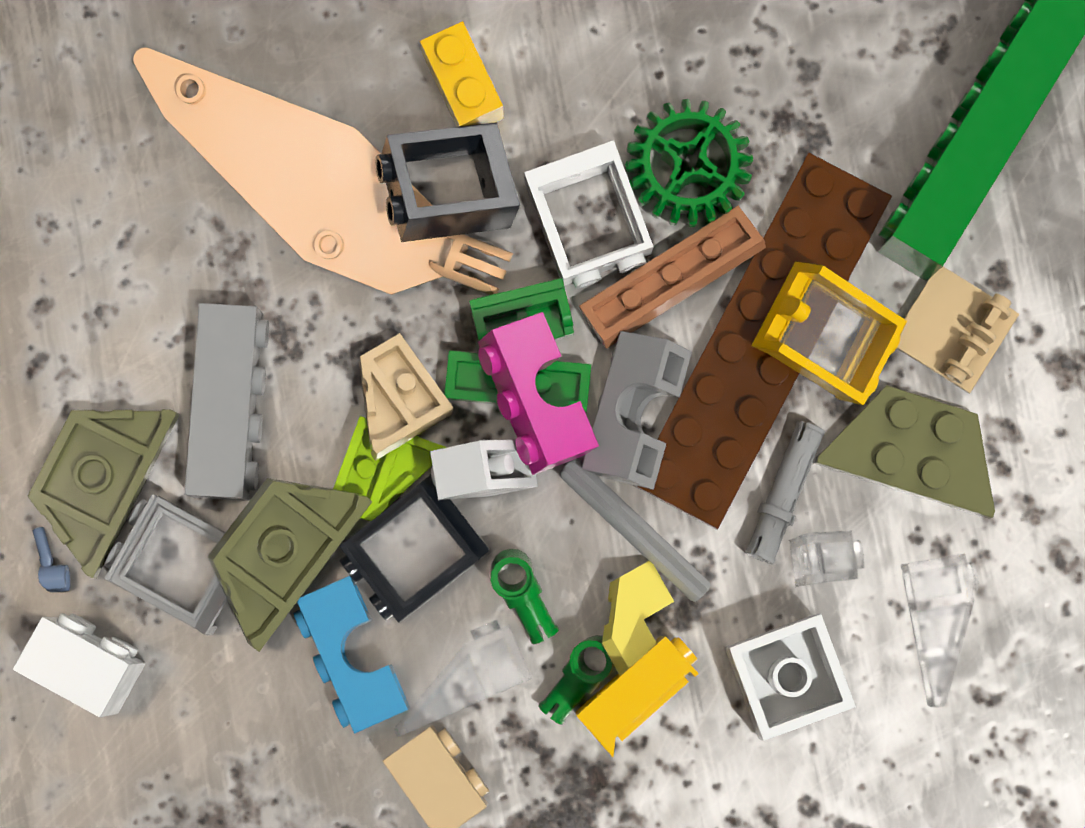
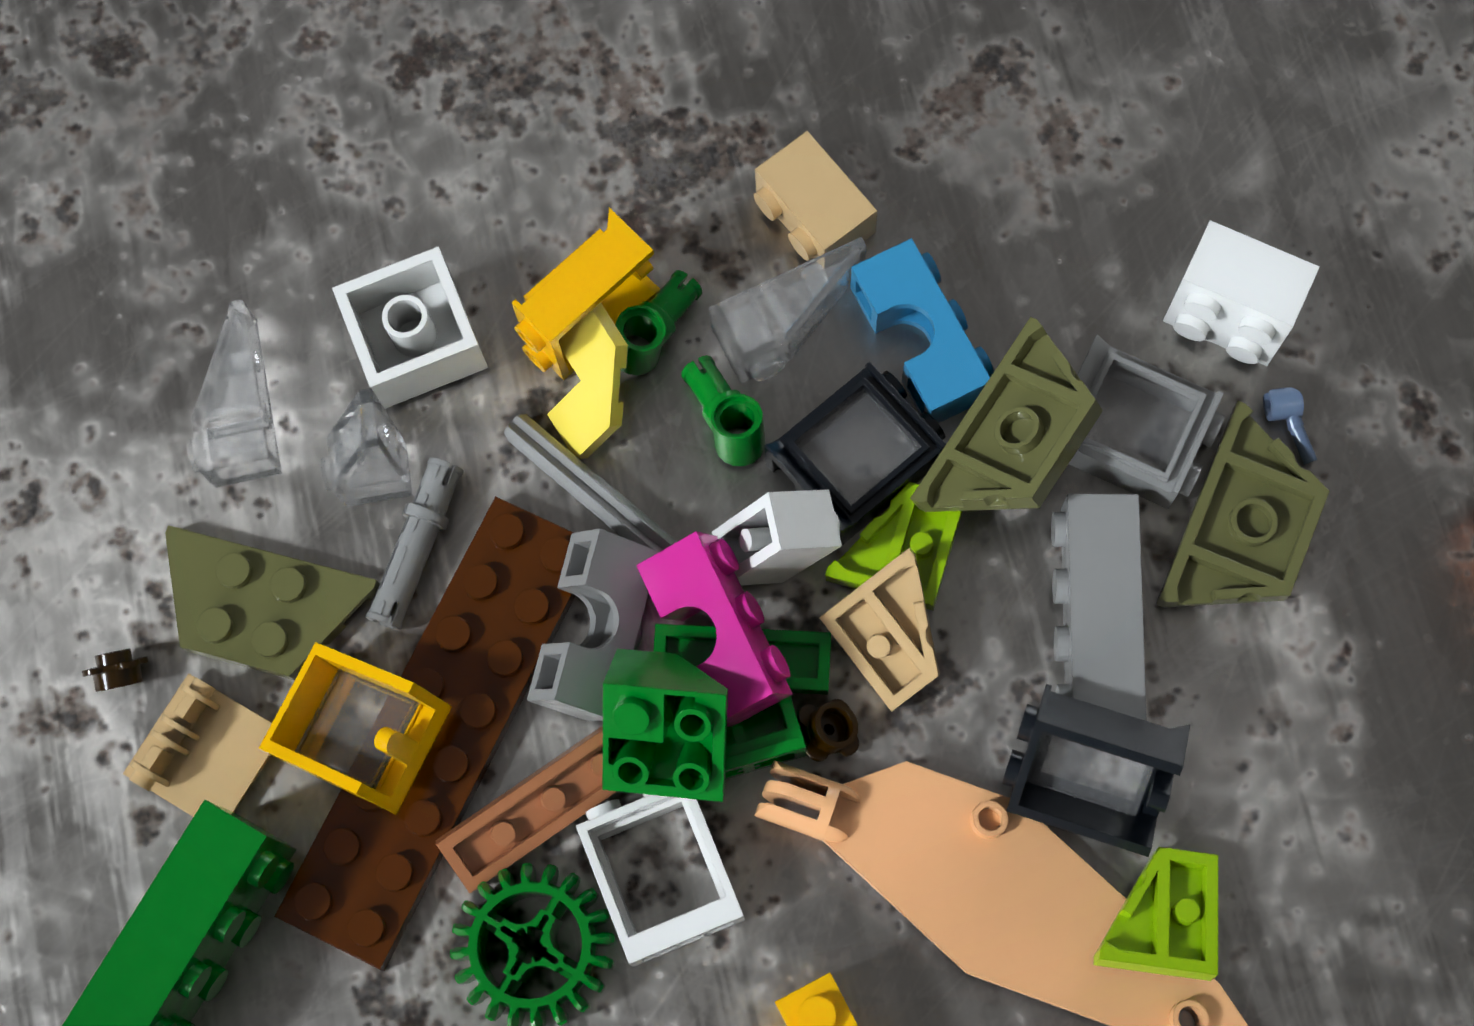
camera: 175 degrees left, 10 degrees down
(198, 162) = (1168, 919): none -> lime wing
(244, 269) = (1094, 771): none -> black window
(428, 222) = (784, 916): black window -> none
(439, 317) = (841, 722): none -> dark brown plate
(580, 314) = (663, 727): none -> green slope
(1028, 395) = (116, 670): none -> dark brown plate

